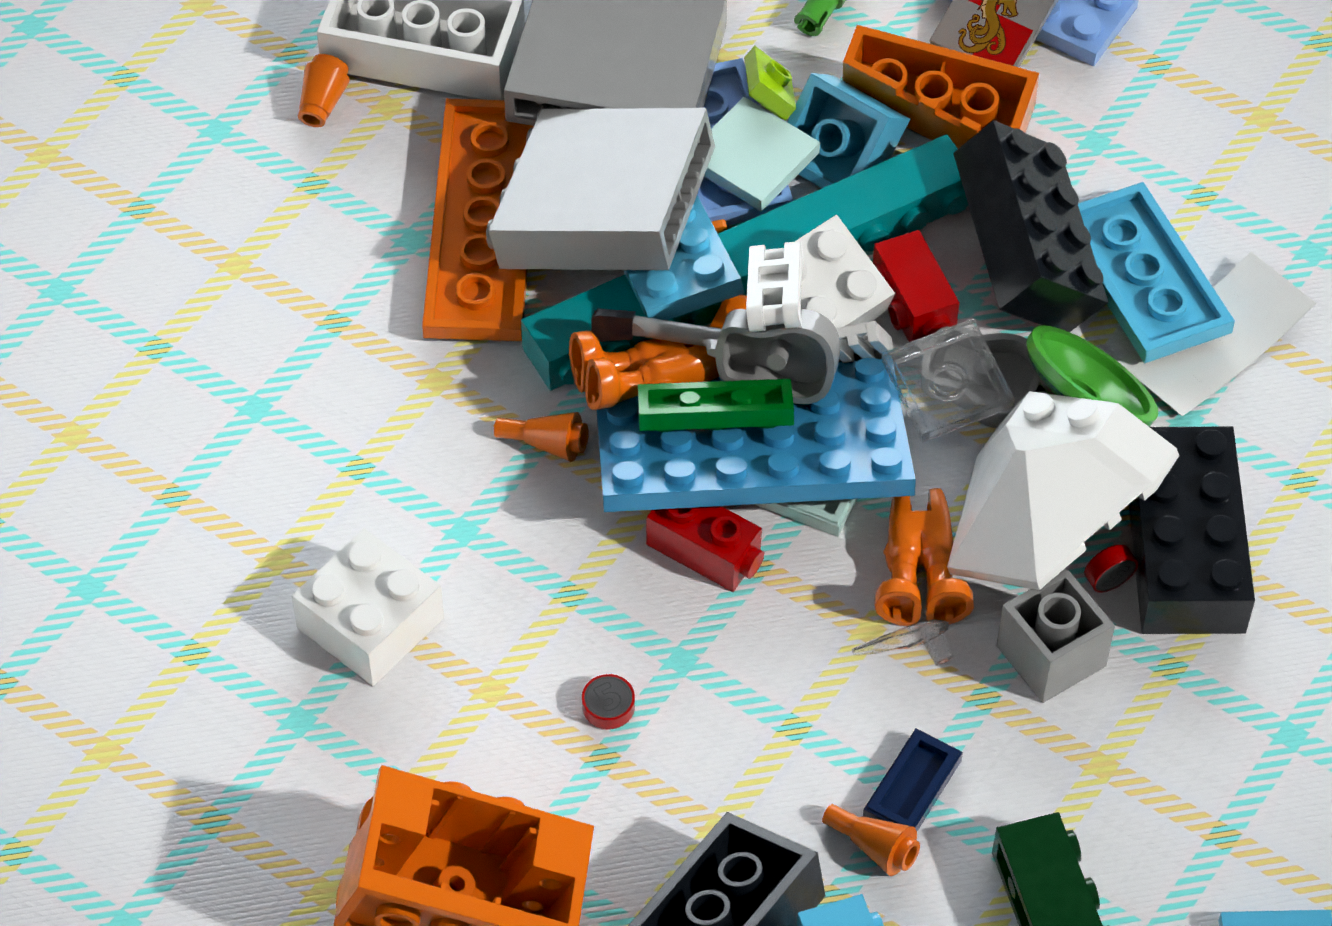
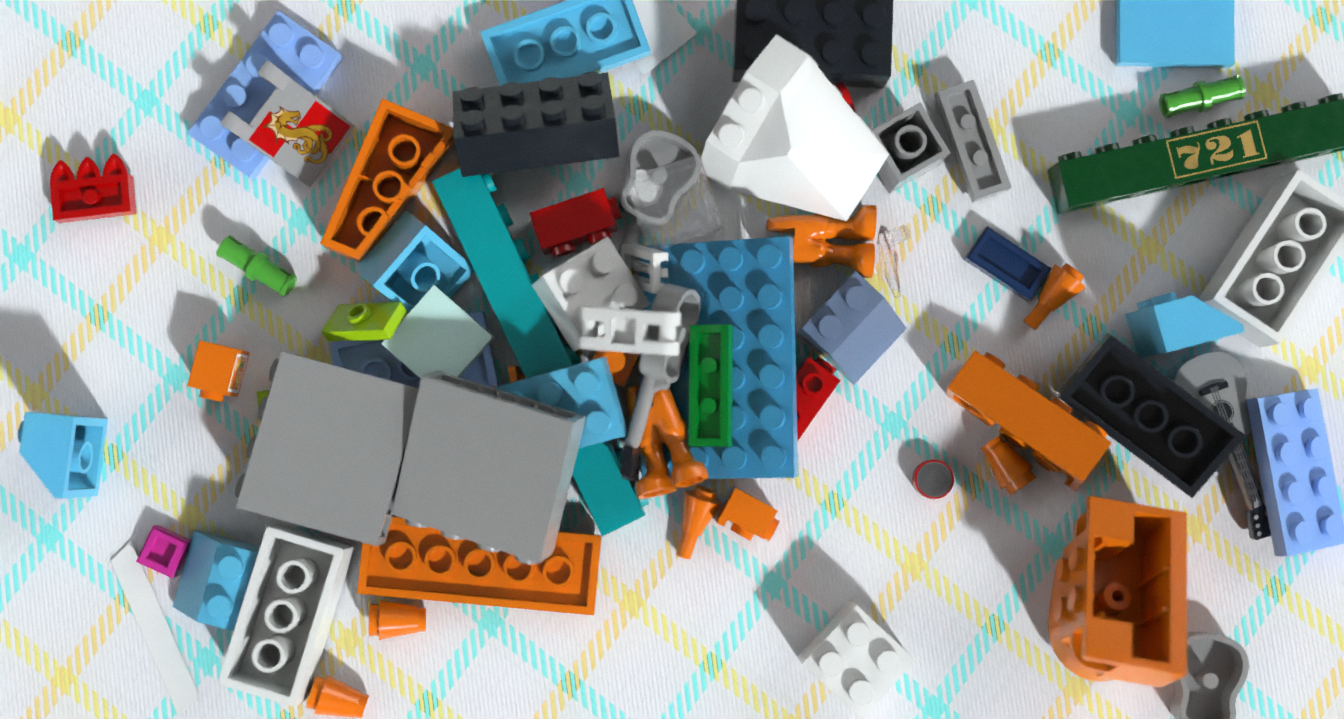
camera: 90 degrees left, 30 degrees up
(414, 138) = (395, 619): none -> orange cone
(553, 483) = (748, 516): none -> orange brick
(629, 784) = (1007, 465): none -> orange cone
(689, 795) = (1029, 418): none -> orange wedge
(806, 591) = (853, 328): none -> sand blue slope
(1079, 729) = (972, 140): none -> light grey plate
(1081, 370) = (682, 94): bright green dish -> none

